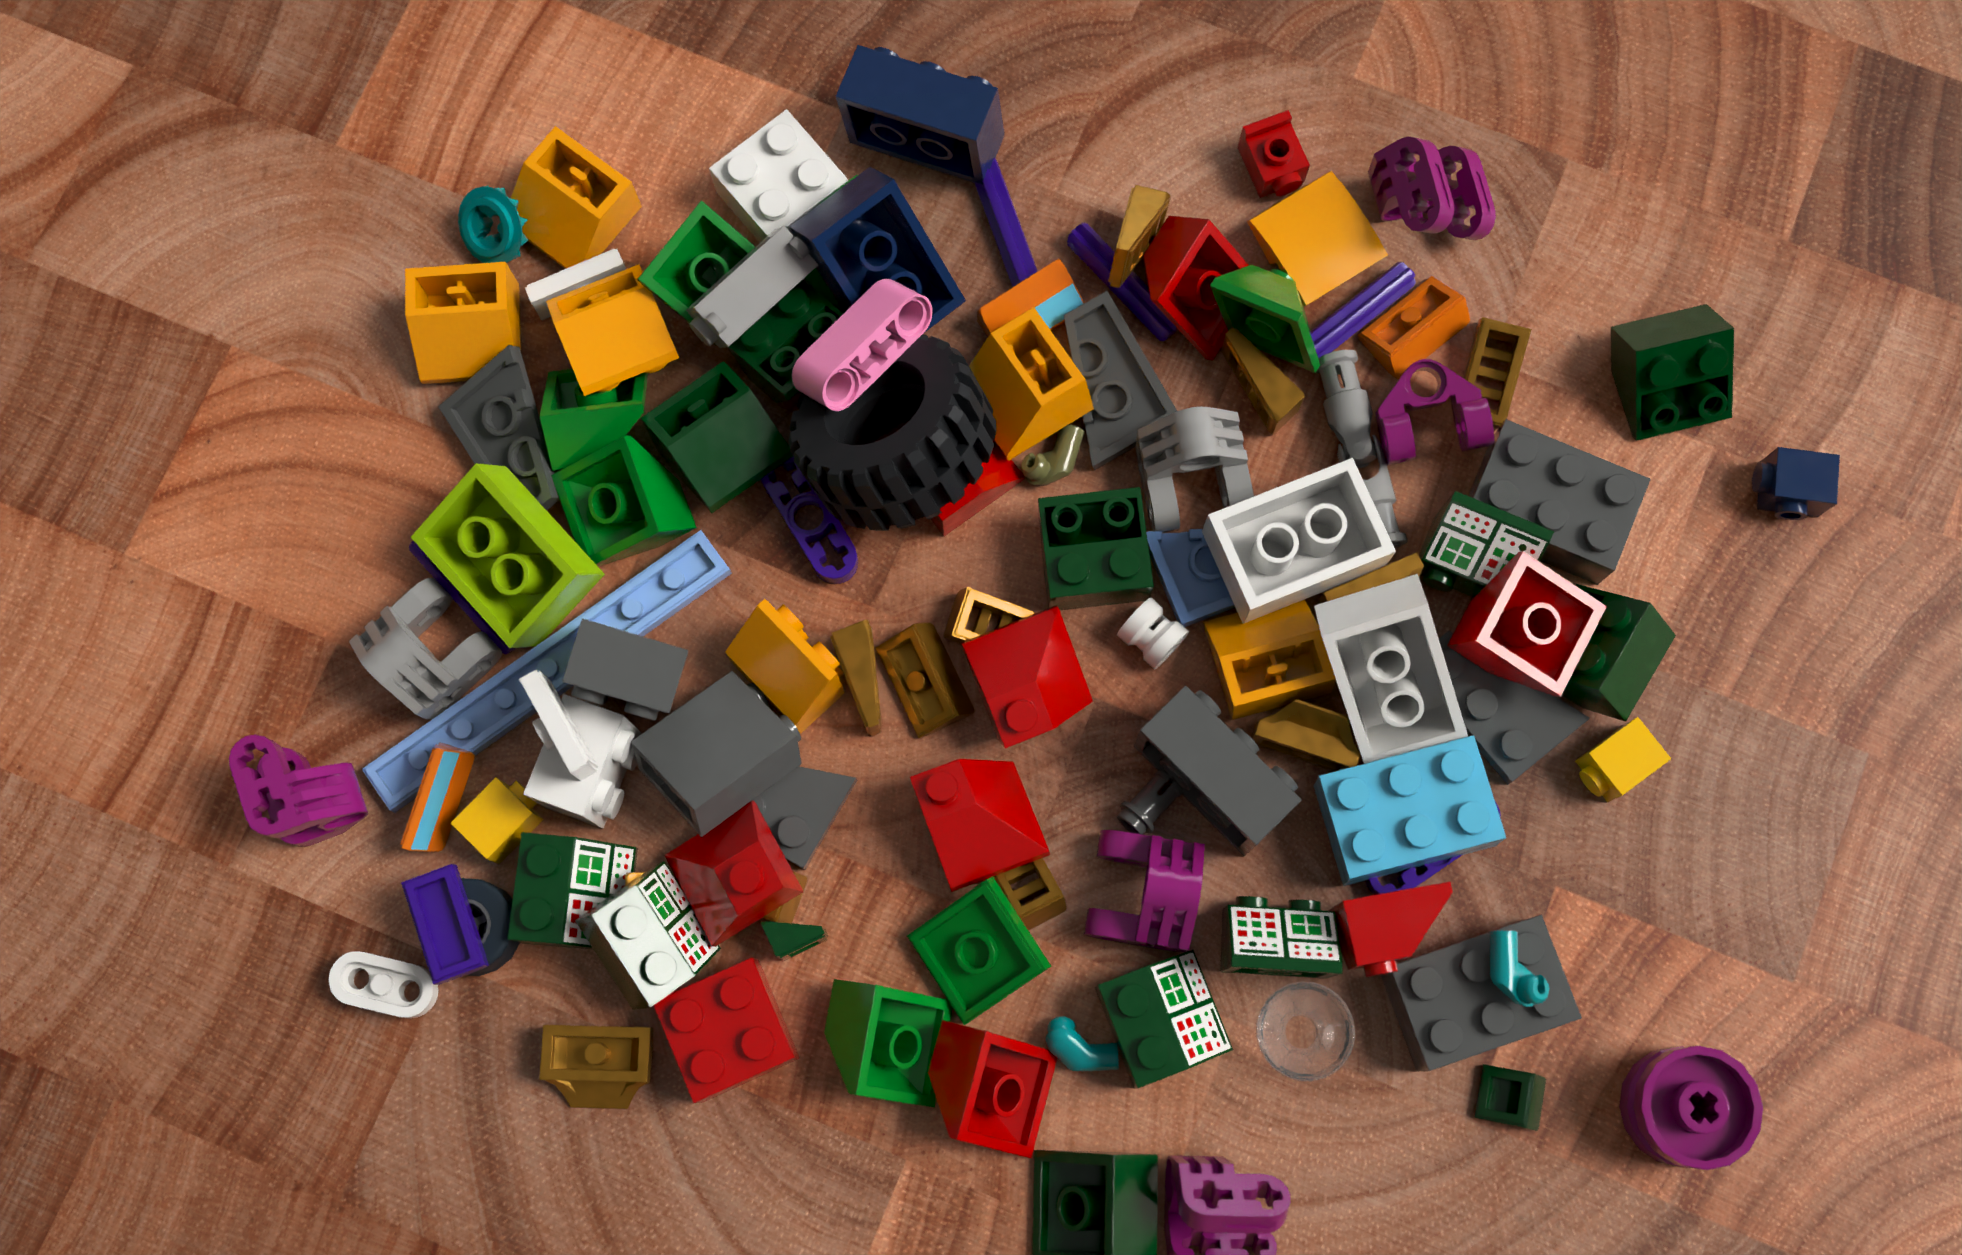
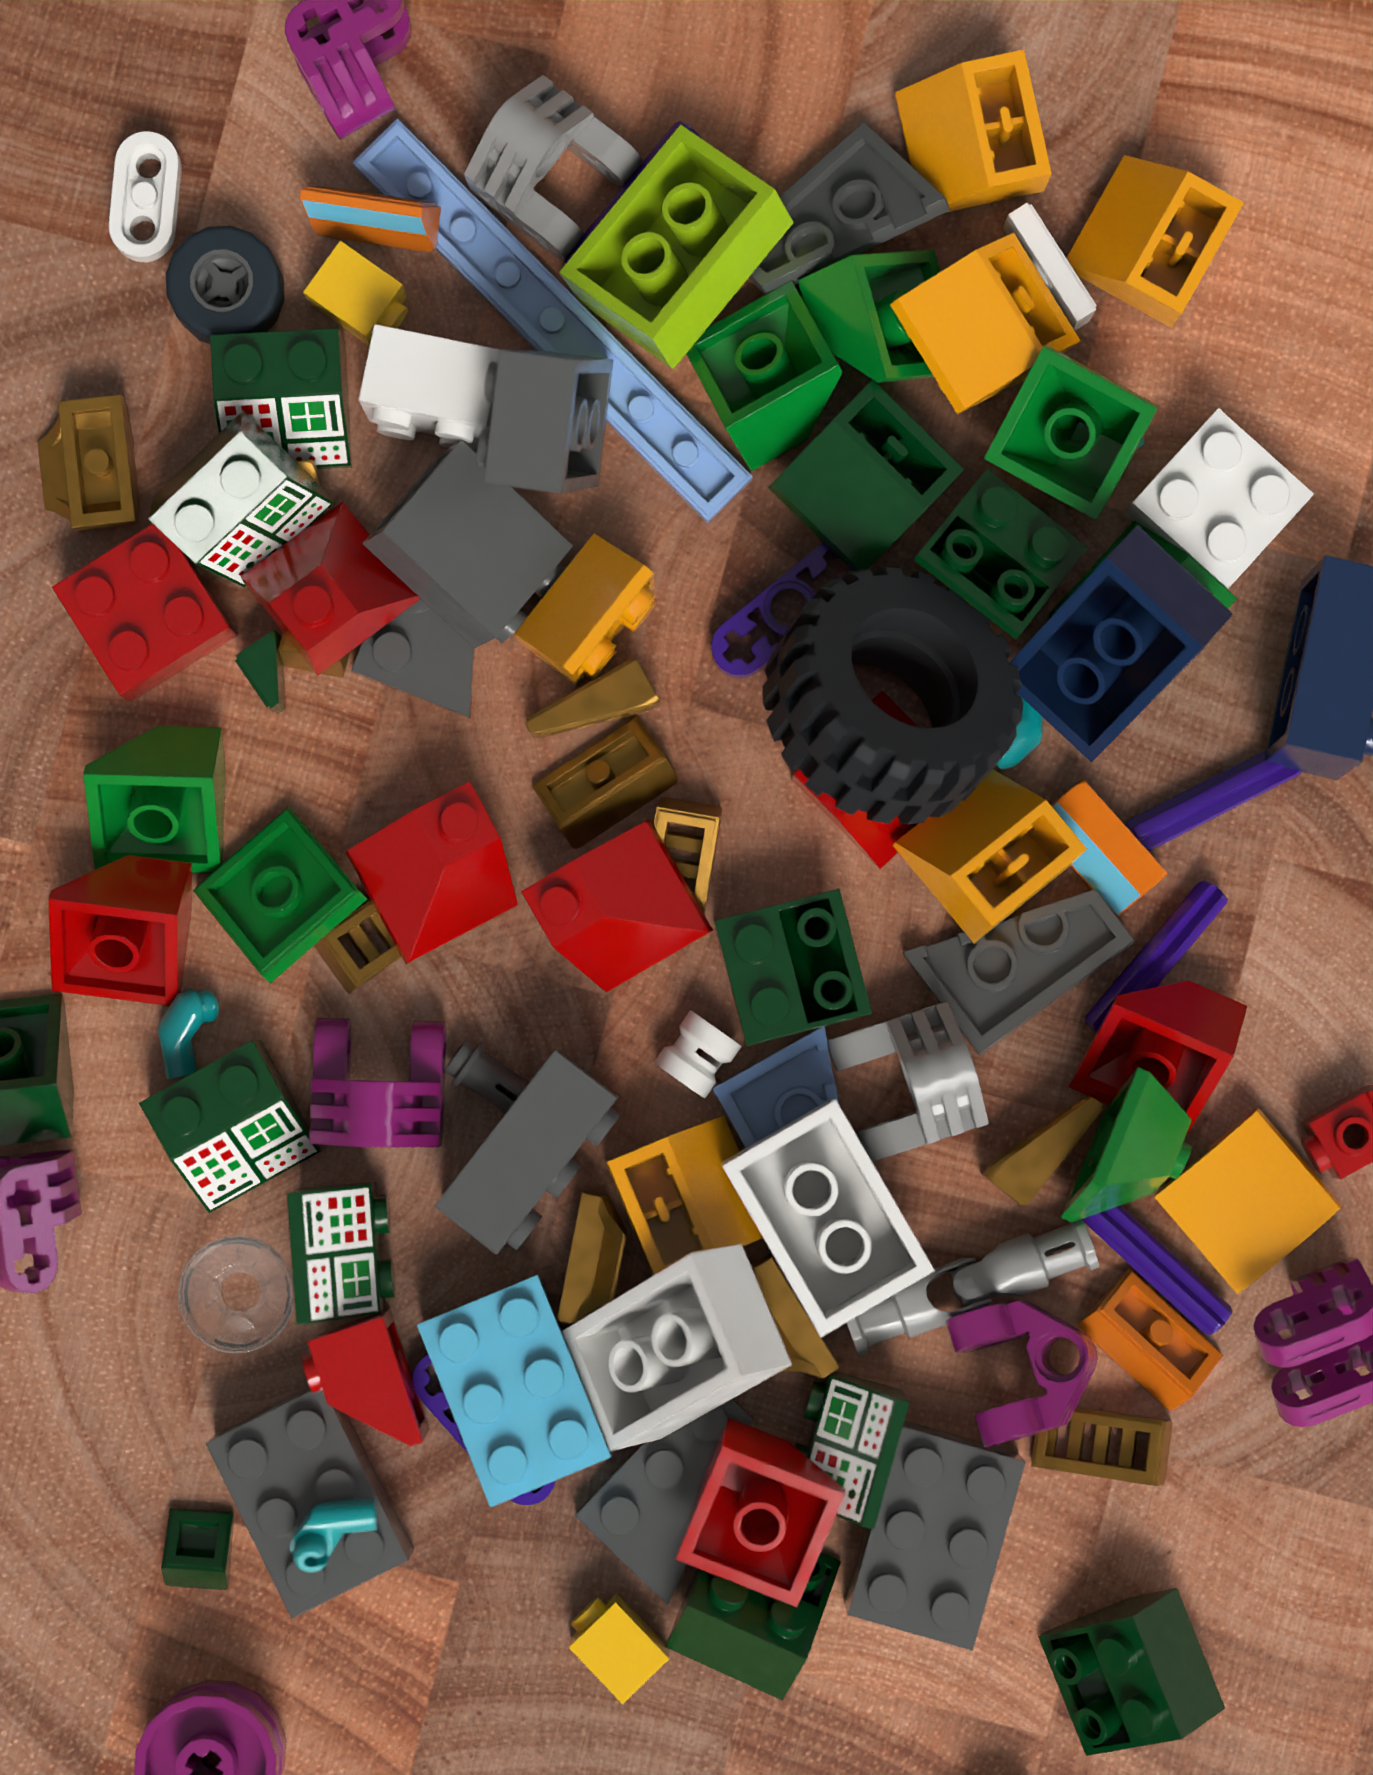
camera: 80 degrees right, 10 degrees up
(445, 924) = (217, 258): dark purple tile -> none
(476, 221) = (1117, 120): teal gear -> none
(556, 725) = (455, 351): white plate -> none
(750, 288) = (1053, 488): light grey brick -> none
(862, 344) = (991, 641): bright pink beam -> none
(1056, 463) = (902, 905): olive arm -> none
(1141, 223) = (1228, 971): pearl gold slope -> none

